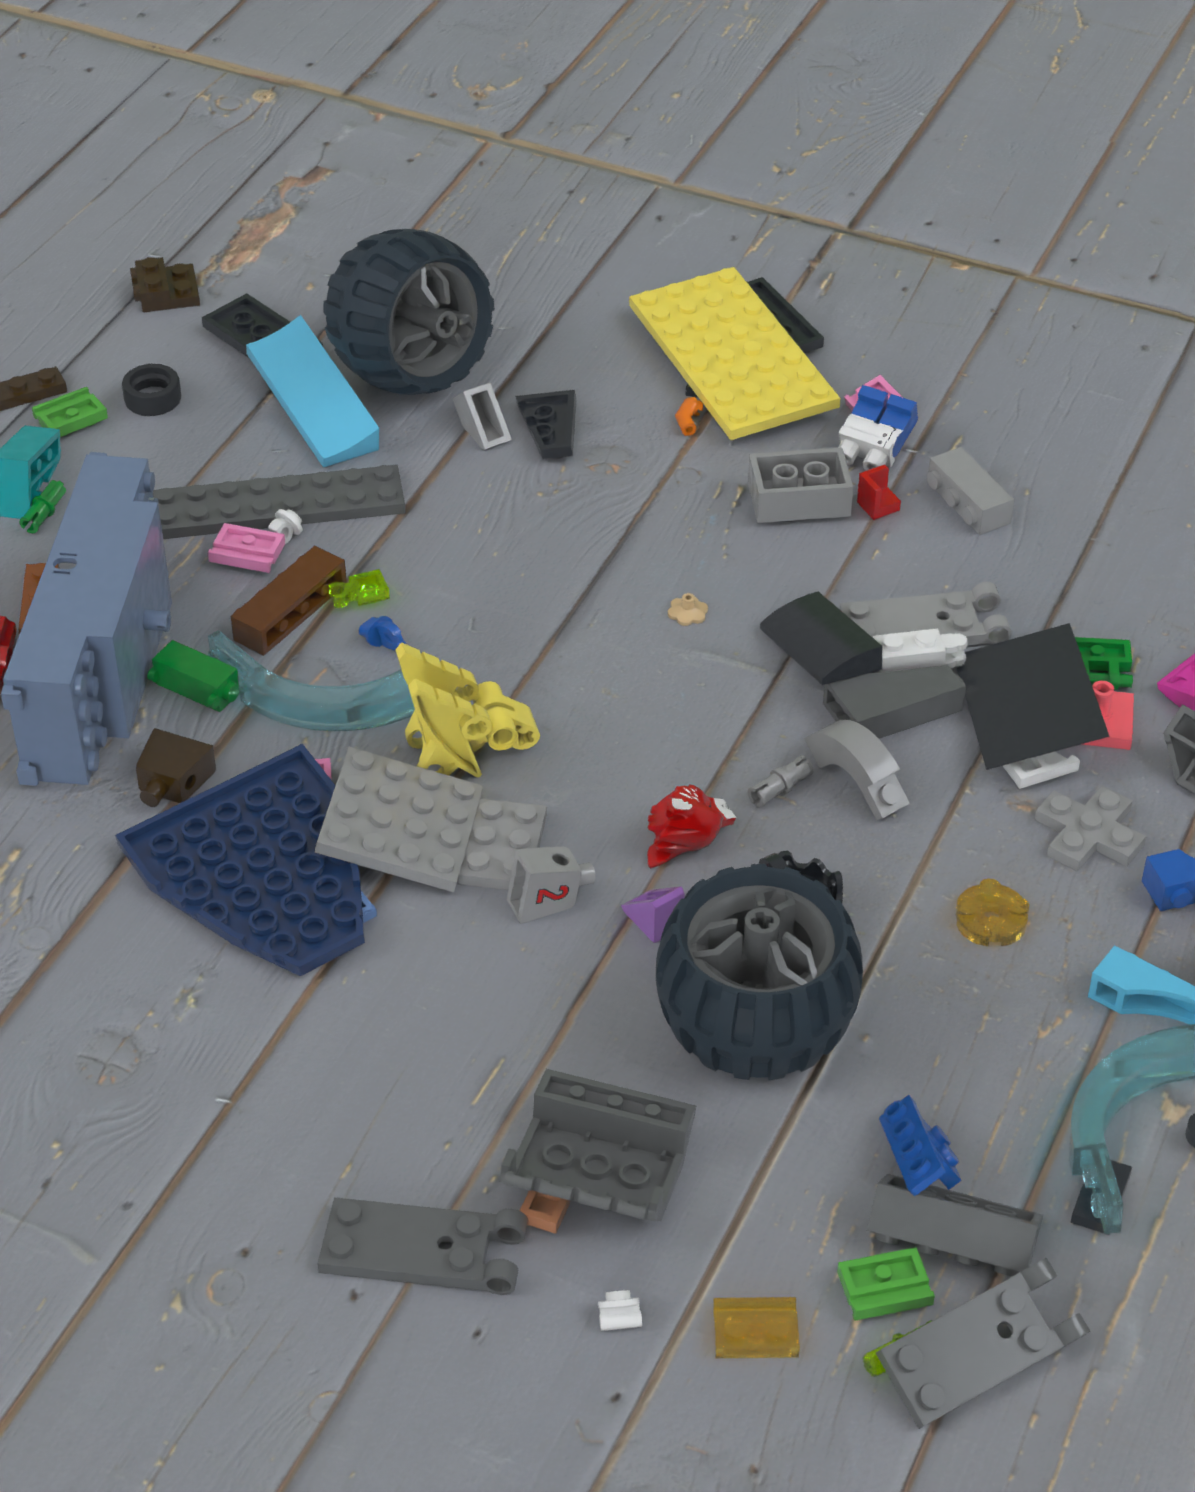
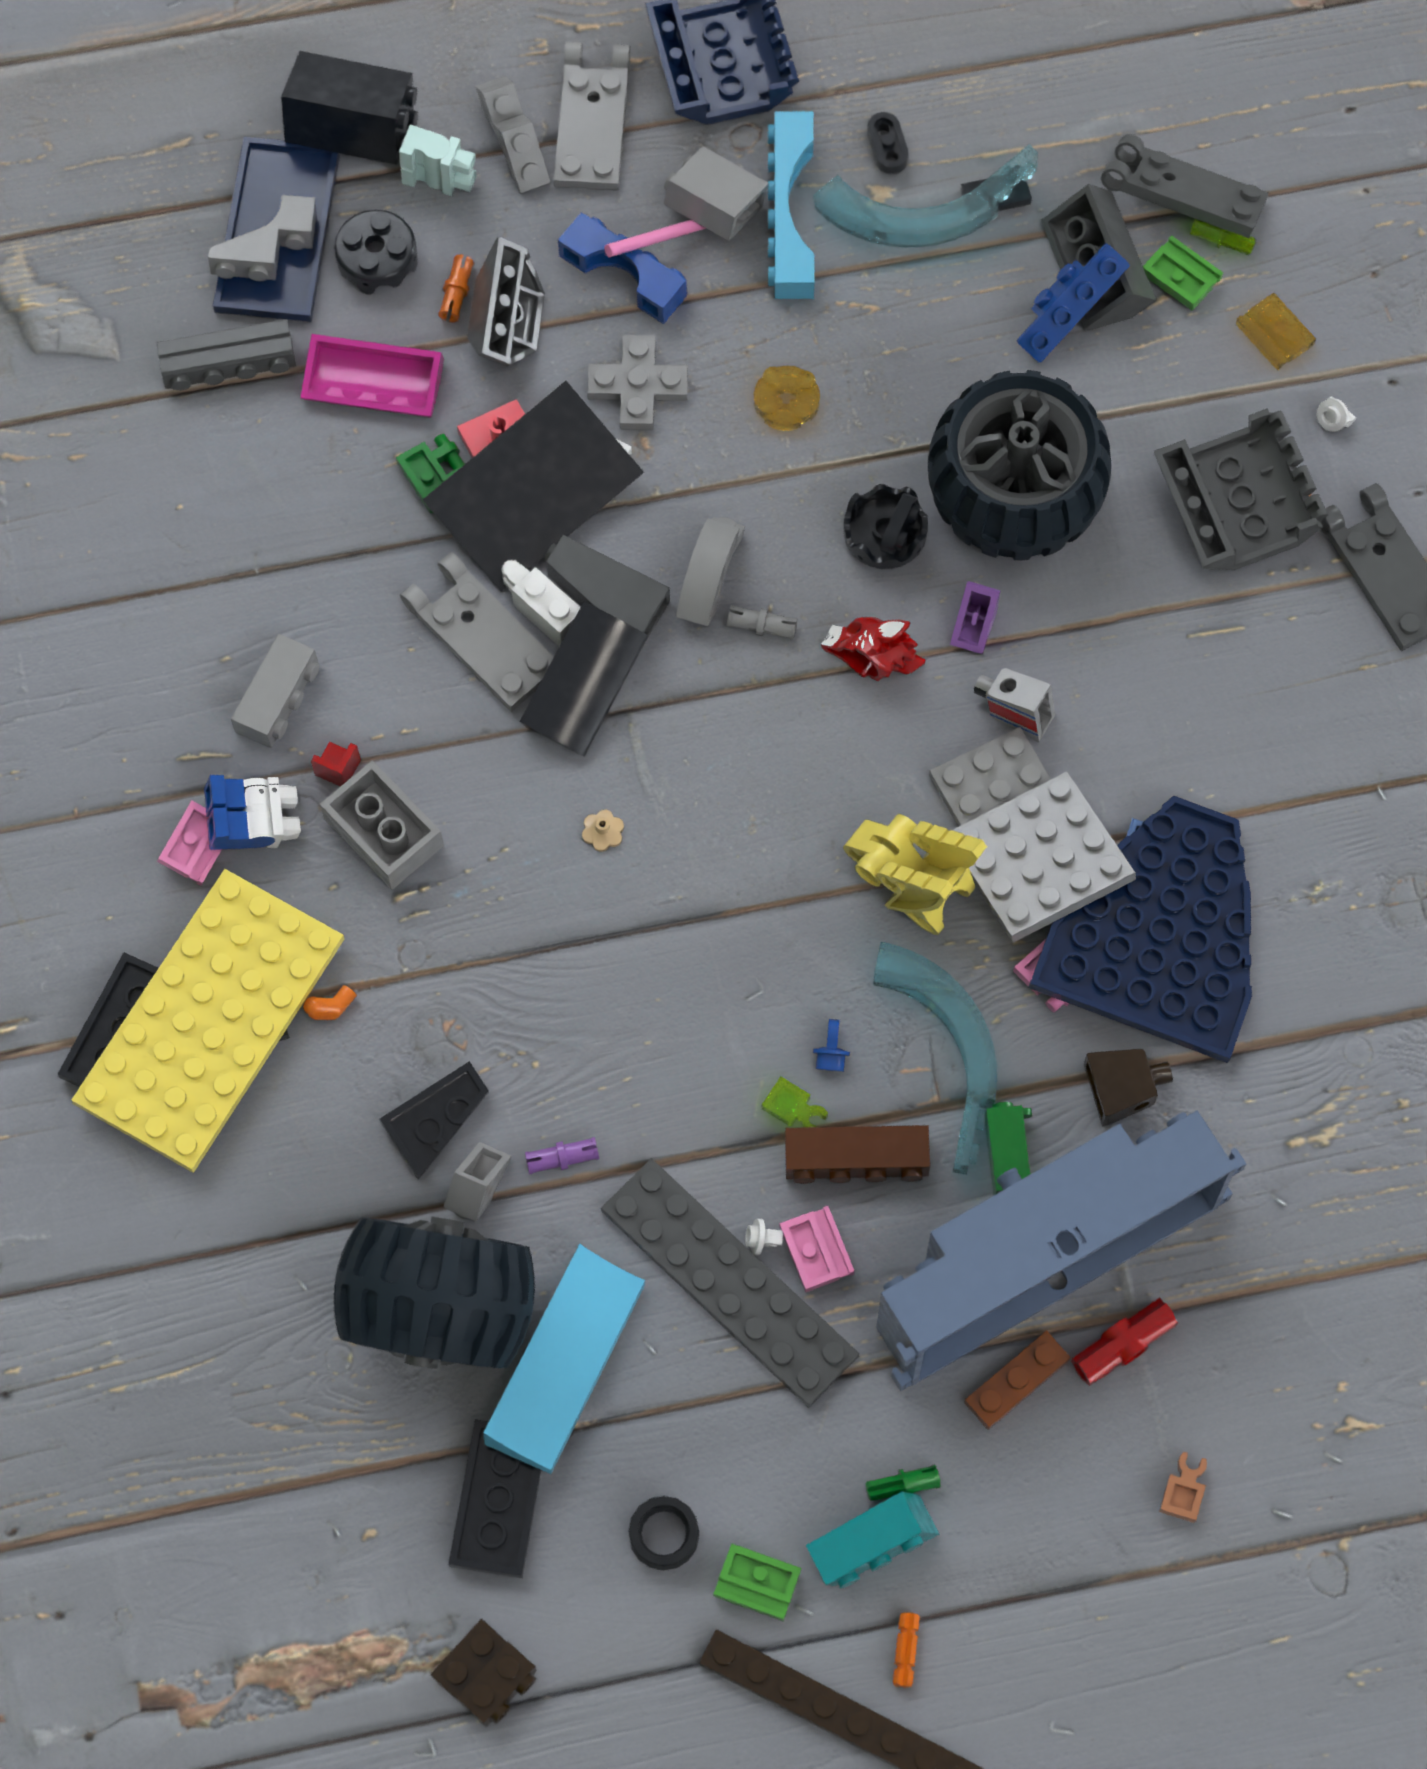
camera: 125 degrees left, 25 degrees up
(456, 467) = (562, 1155): none -> medium lavender pin

